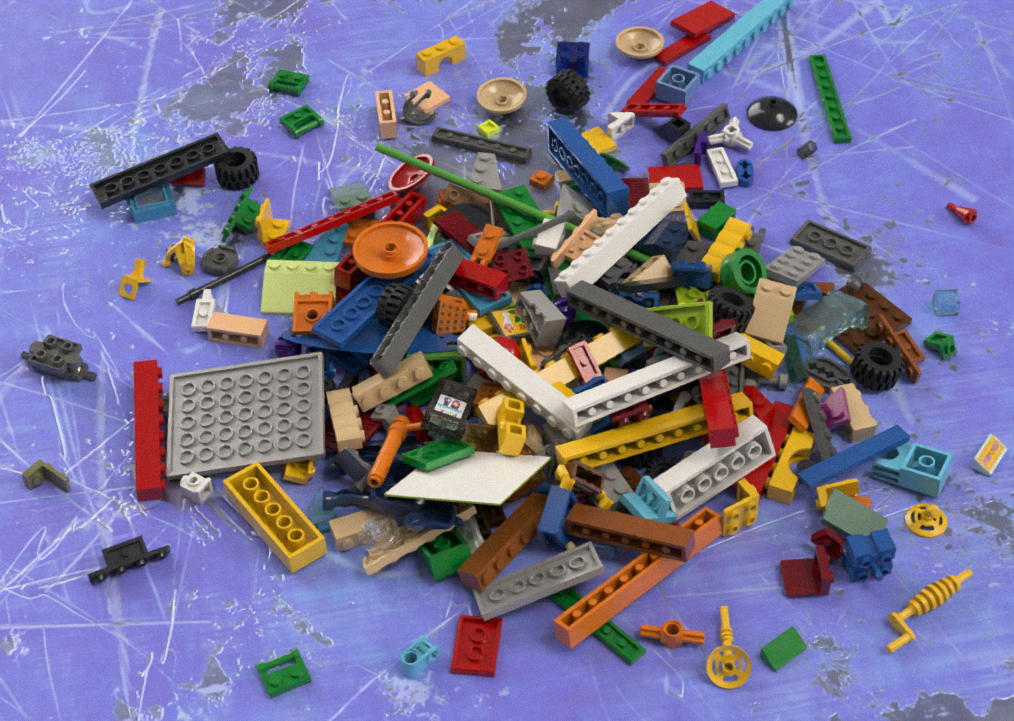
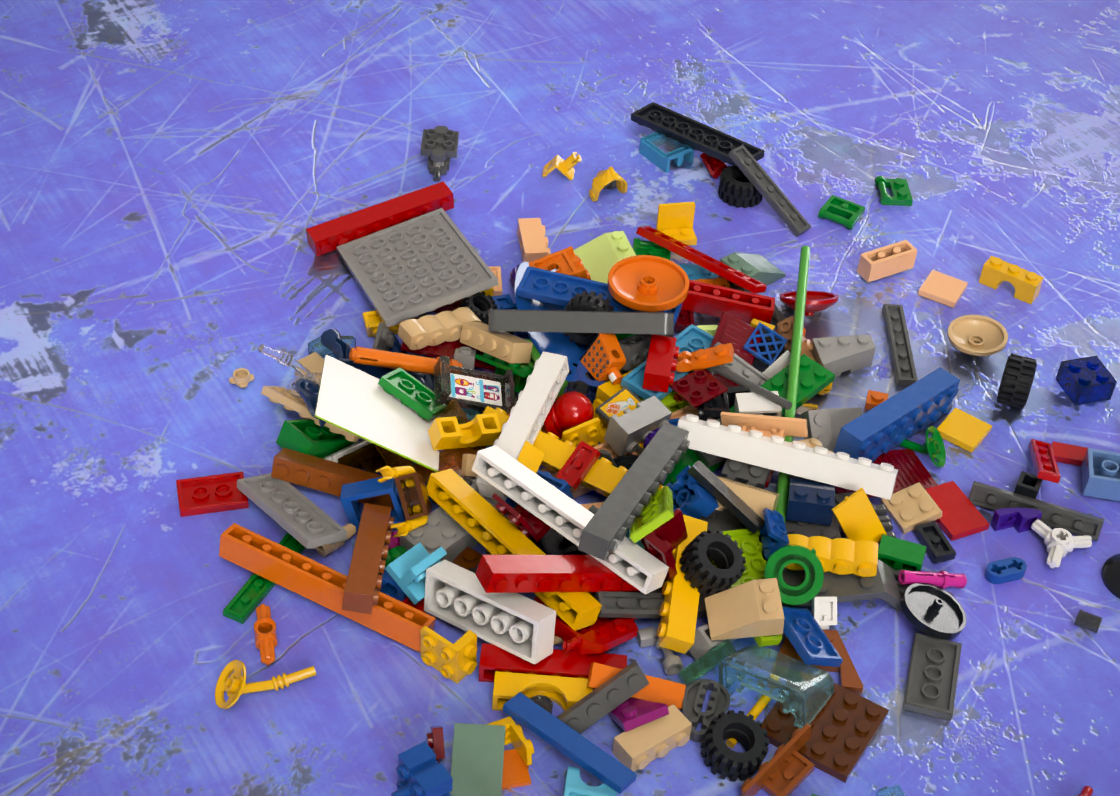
camera: 65 degrees right, 5 degrees down
(39, 471) = (310, 178): olive bracket -> none
(126, 555) = (238, 247): black bracket -> none
(193, 293) = (566, 206): black bar -> none
(196, 487) = (332, 263): white brick -> none
(203, 311) = (550, 216): white hinge -> none
(220, 260) = (618, 210): dark grey plate -> none
(244, 216) = (701, 204): green bracket -> none
(264, 149) = (769, 190): none -> dark grey tile
(275, 517) = (313, 313): yellow brick -> none
(286, 678) = (139, 379): green plate -> none
(326, 587) = (241, 377): none -> tan plate
(410, 109) = (913, 280): dark grey helmet -> none
(418, 657) = (182, 453): medium azure piece -> none
(486, 218) = (771, 333): none -> blue window
(488, 128) = (928, 344): neon yellow tile -> none
(619, 124) = (1007, 443): white slope -> none
(722, 167) = (998, 546): white plate -> none
(745, 204) = (940, 579): none -> dark pink pin
(776, 221) = (933, 611): none -> piece
(783, 649) = (277, 734): green slope -> none
(794, 266) = (859, 637): light grey plate -> none
(808, 575) = (385, 736): dark red bracket -> none
(853, 284) = (860, 698): dark grey bar -> none

